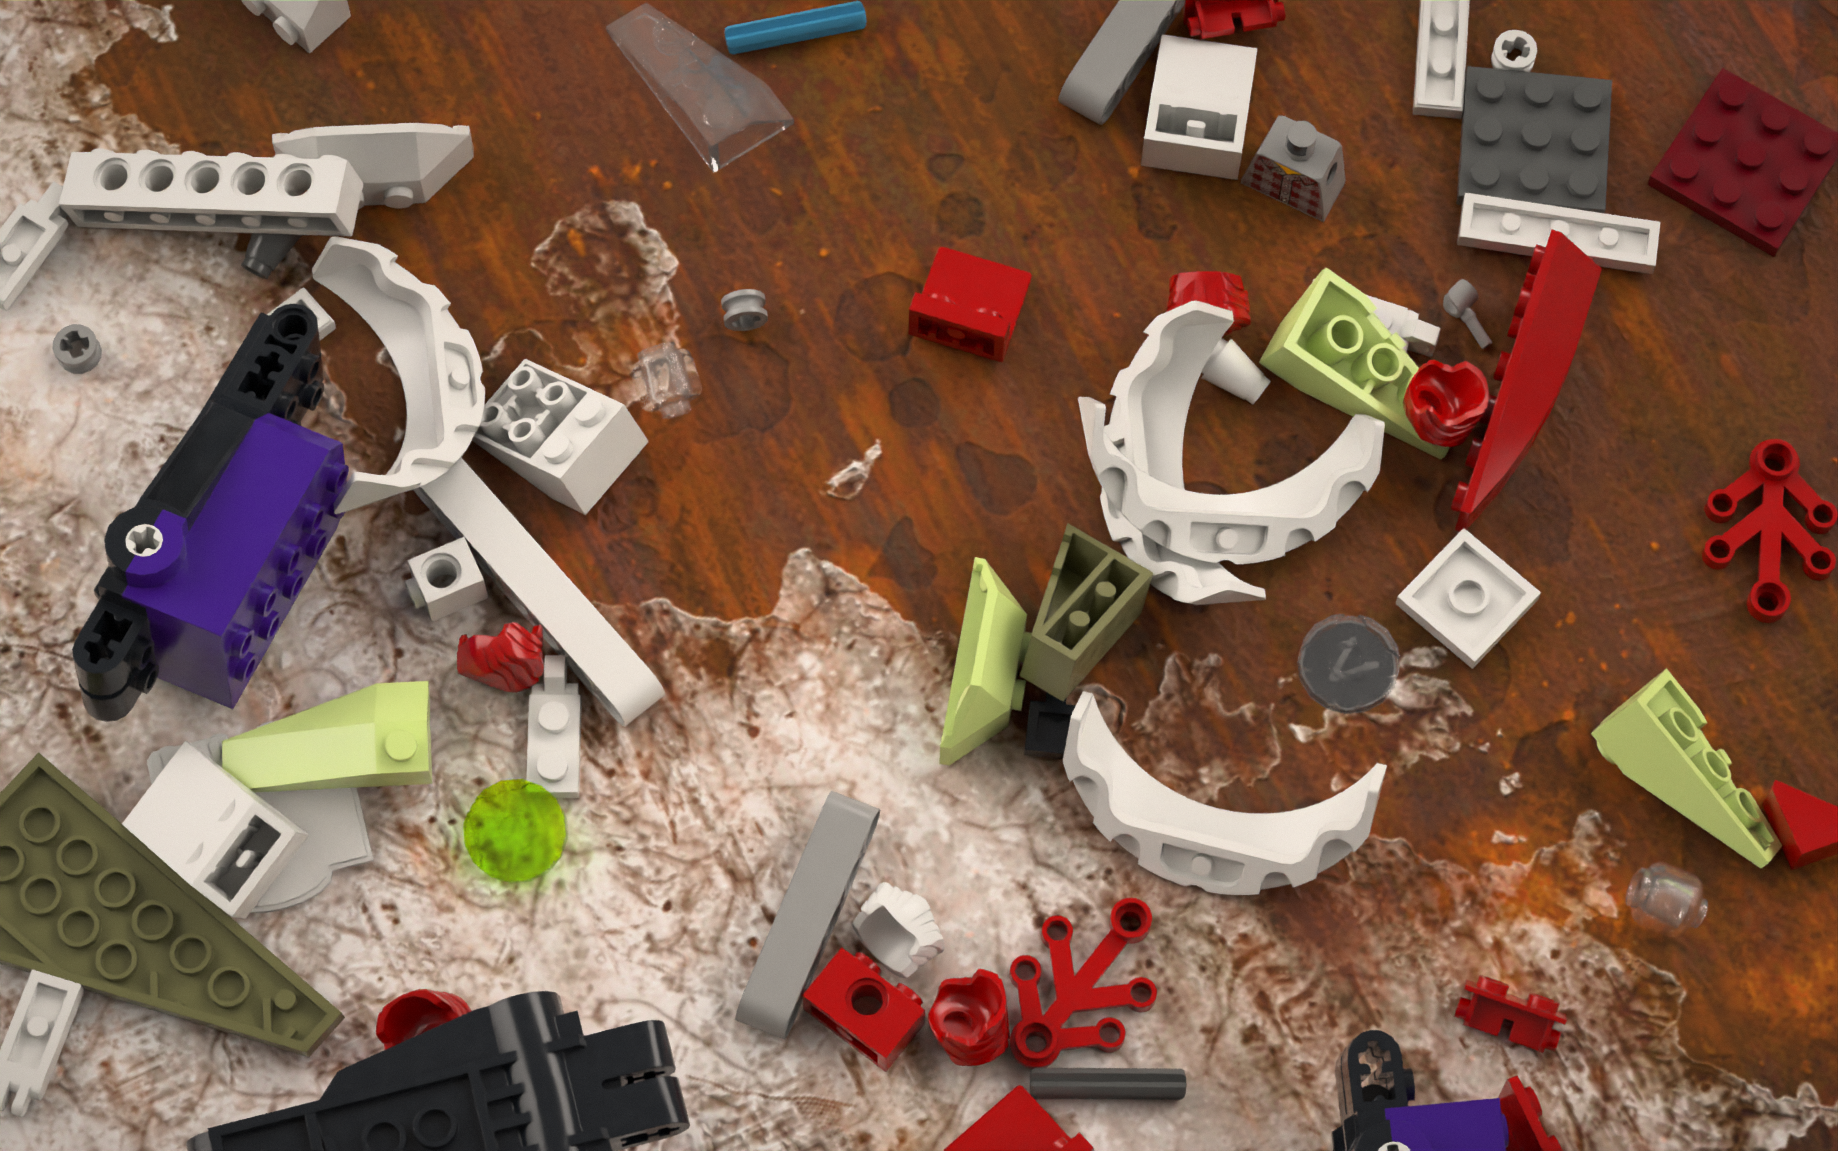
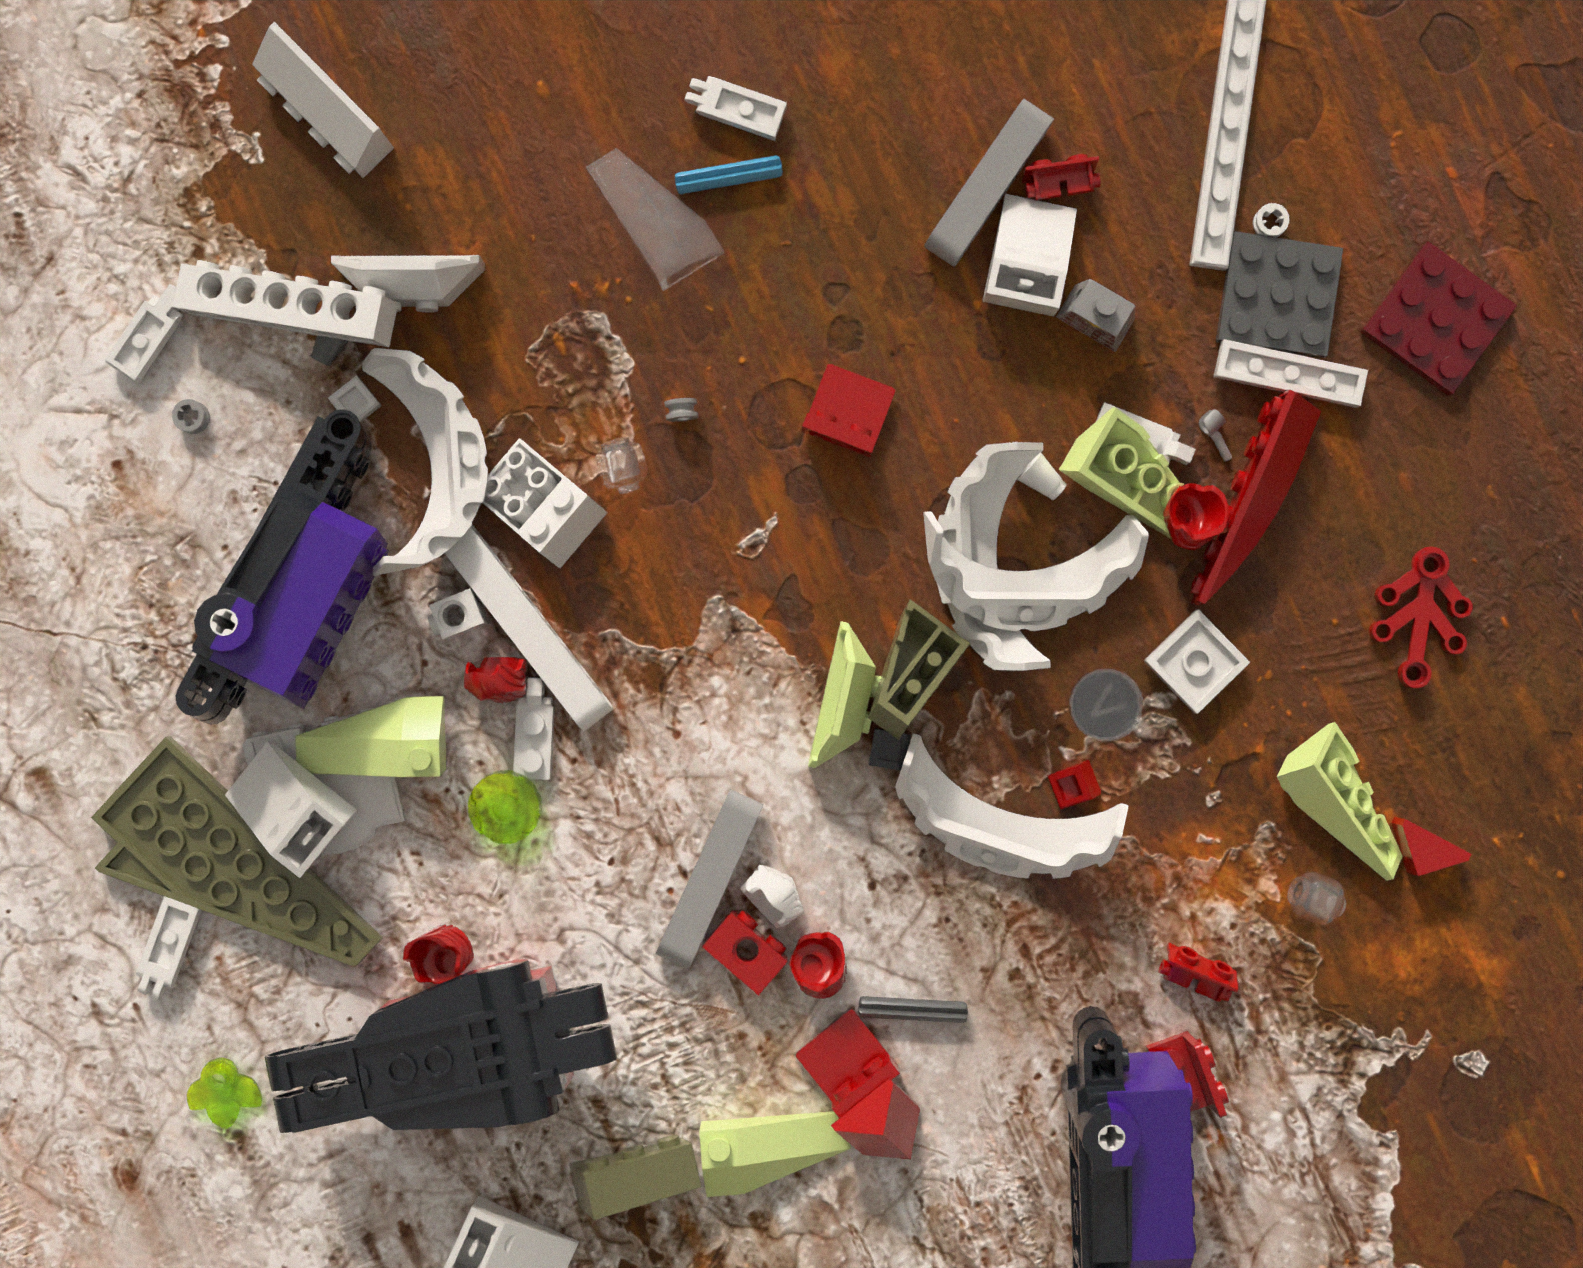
camera: 10 degrees right, 20 degrees up
(1077, 991) = (895, 942): red plant -> none
(1212, 288) = (1024, 425): red hair -> none
(1313, 769) = (1074, 784): none -> red slope

